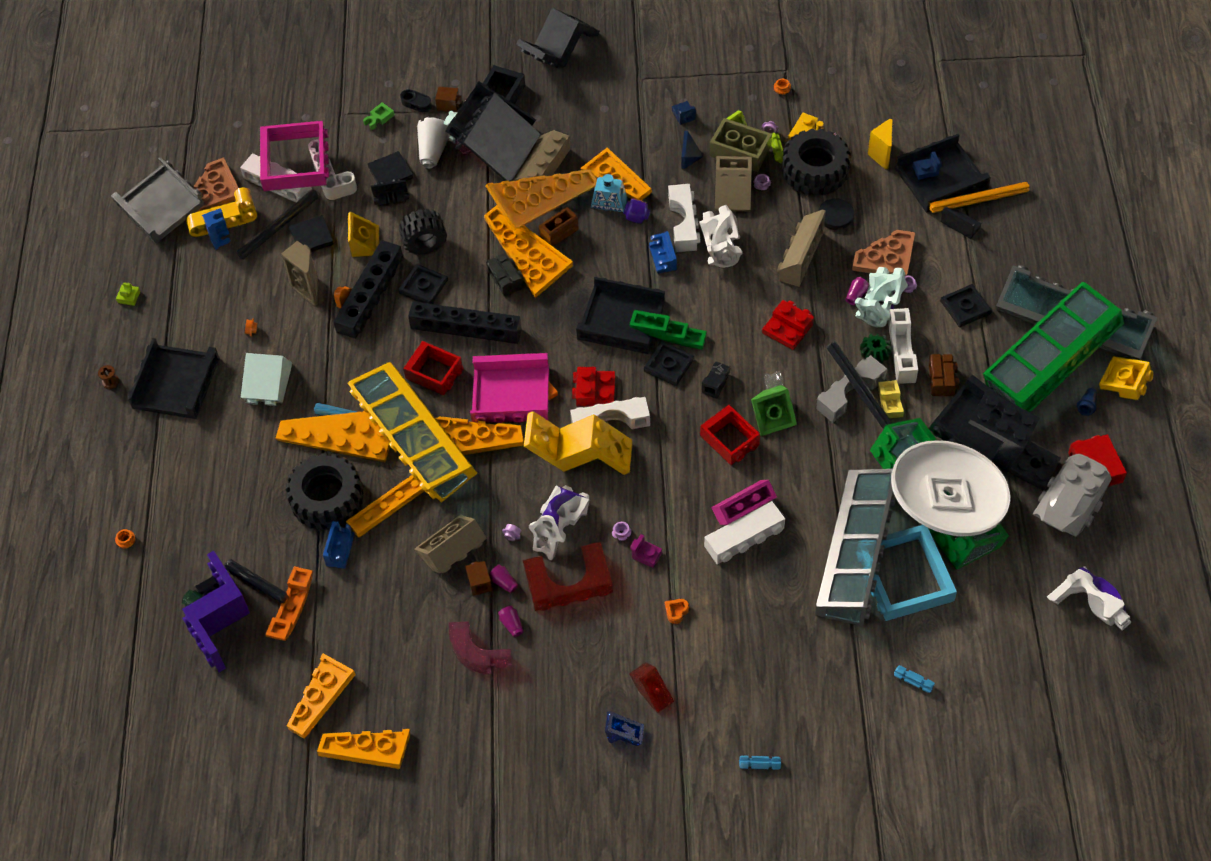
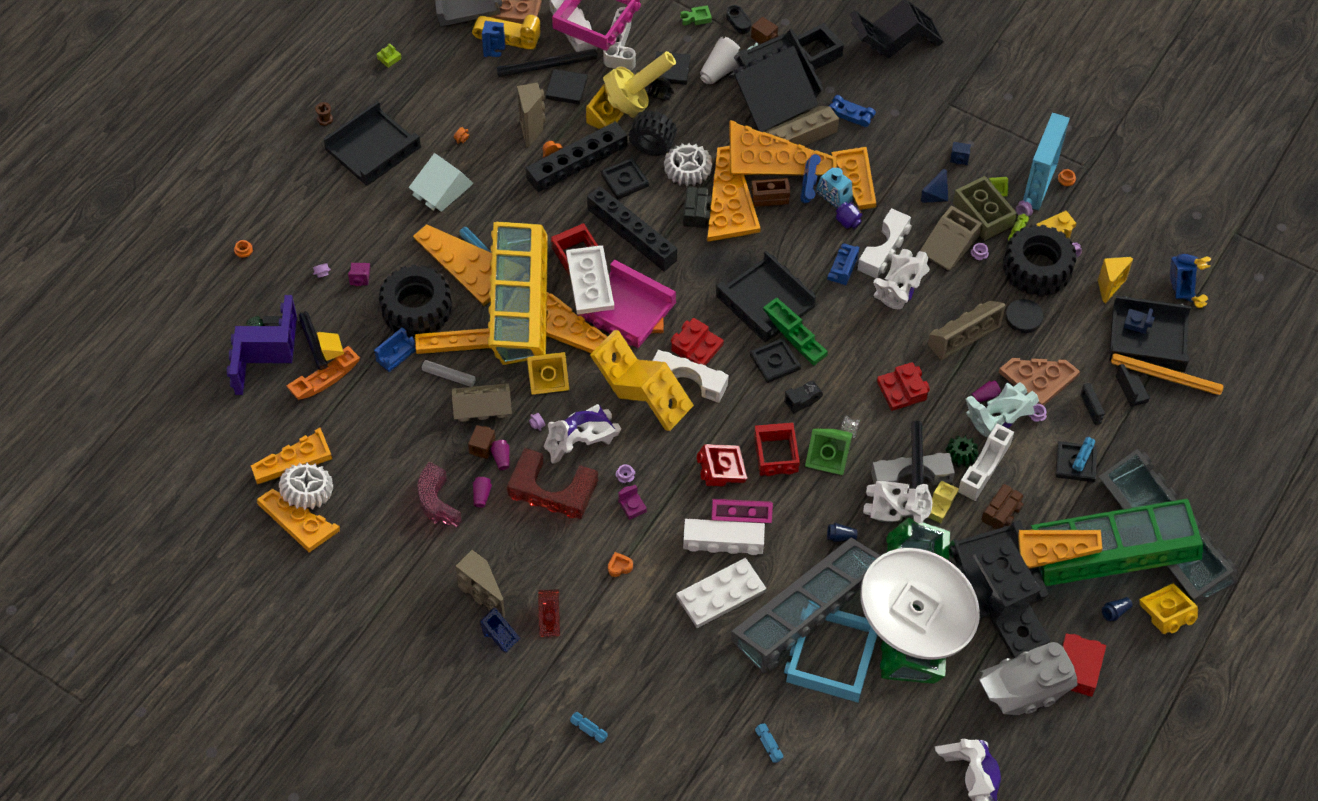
camera: 30 degrees right, 0 degrees up
(214, 515) = (321, 270): none -> lavender plate
(251, 498) = (359, 274): none -> magenta bracket
(277, 575) = (330, 345): none -> yellow slope
(353, 712) = (318, 486): none -> white gear
(373, 208) = (628, 90): none -> light yellow piece
(400, 537) = (448, 373): none -> light grey axle
(468, 384) = (590, 279): none -> white plate
(469, 243) = (688, 169): none -> white gear
(490, 486) = (548, 373): none -> yellow slope
(571, 126) = (852, 111): none -> blue plate
(578, 698) = (477, 579): none -> dark tan slope
(583, 198) = (809, 178): none -> blue plate
(696, 475) = (721, 464): none -> red plate
(768, 86) = (1046, 160): none -> medium azure window
(777, 581) = (721, 592): none -> white plate
(833, 472) = (838, 532): none -> dark blue cone
(854, 422) = (918, 502): none -> white hips
(935, 113) = (1183, 277): none -> blue torso
(943, 252) = (1092, 403): none -> black tile
(969, 295) = (1083, 454): none -> dark azure axle
(1020, 375) = (1053, 546): none -> light orange wing

